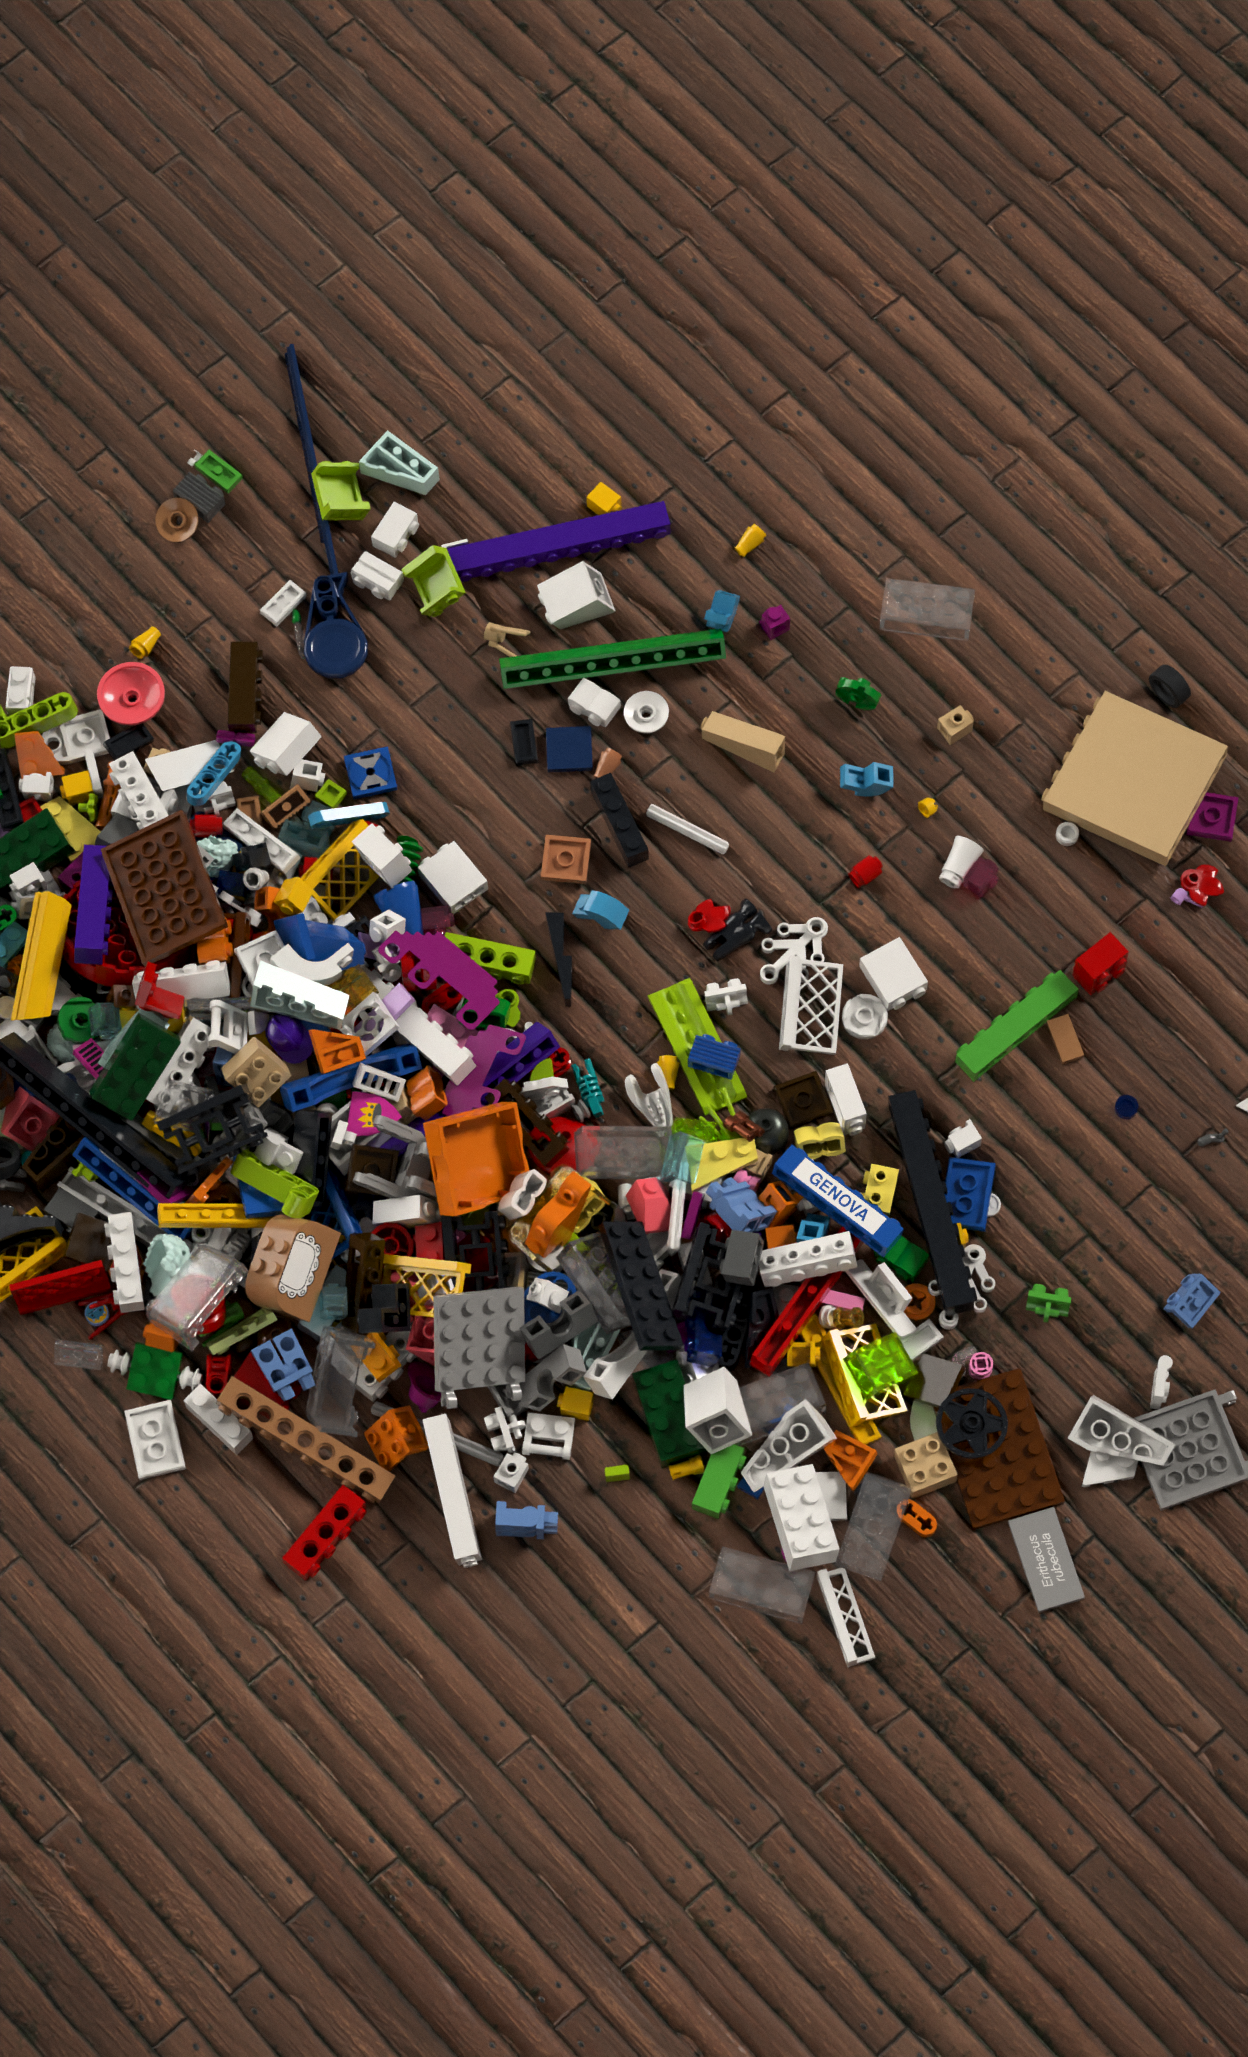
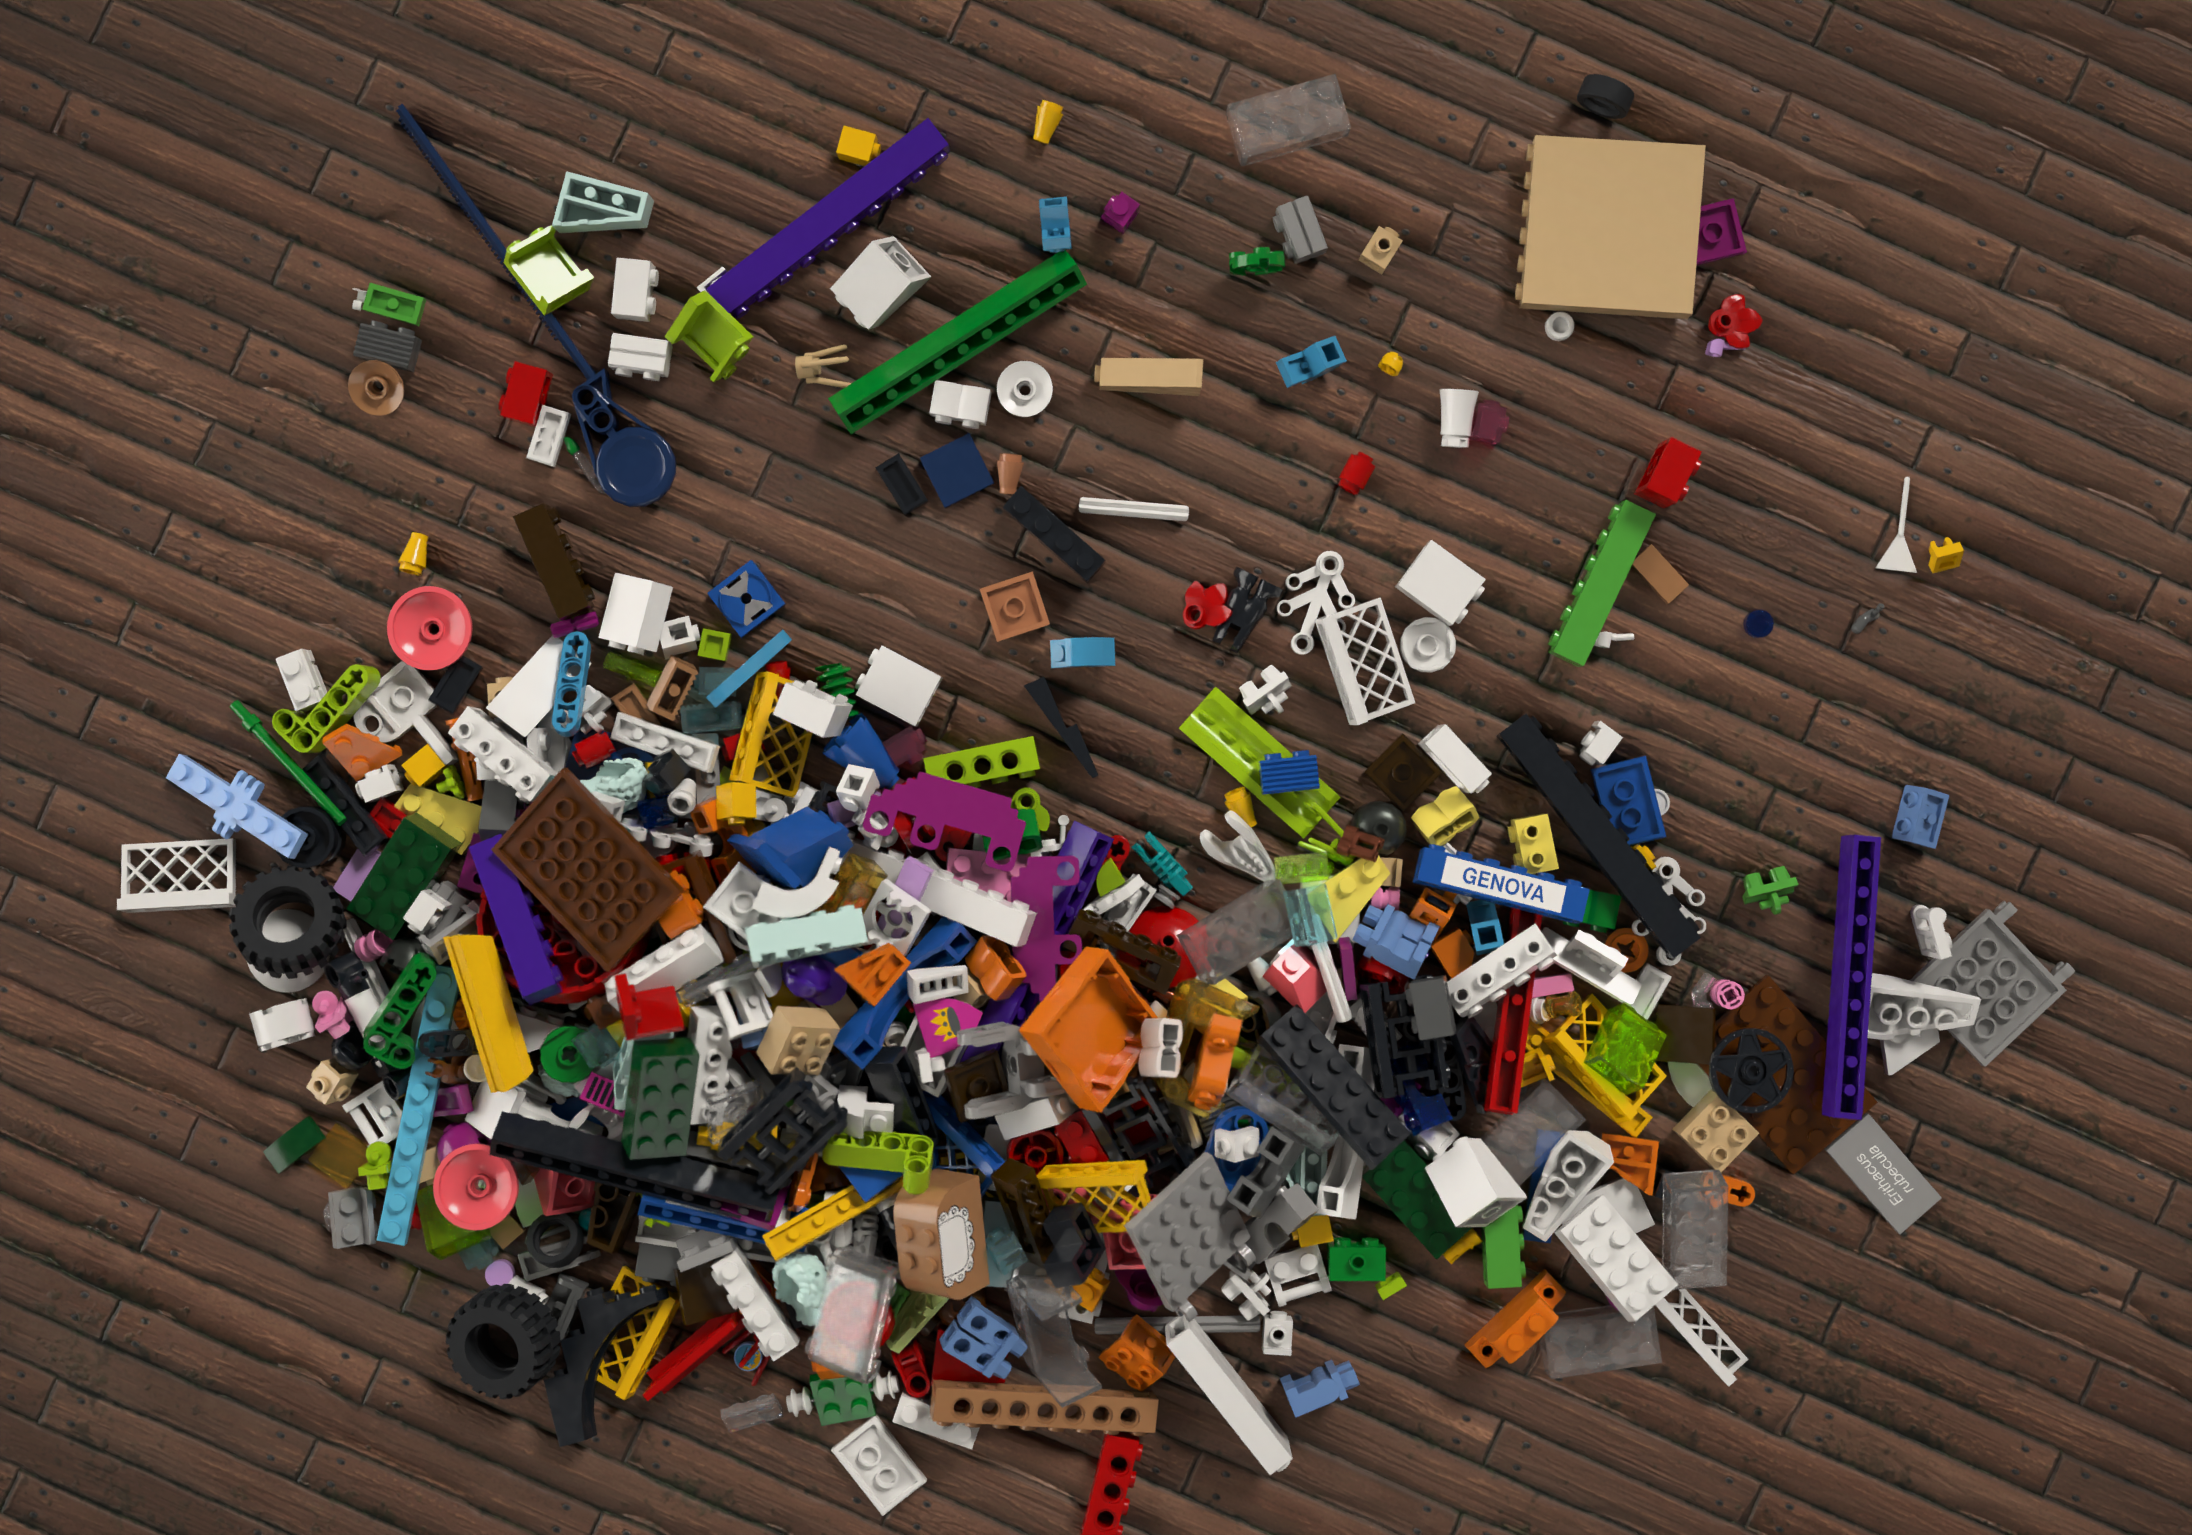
camera: 30 degrees left, 20 degrees up
(106, 1204) = (703, 1247): none -> light grey bracket
(281, 567) = (525, 393): none -> red brick
(598, 1442) = (1356, 1260): none -> green brick
(702, 1540) = (1519, 1322): none -> orange brick
(902, 687) = (1300, 230): none -> light grey brick
(1003, 1066) = (1604, 638): none -> white hand
(1081, 1388) = (1851, 977): none -> dark purple brick

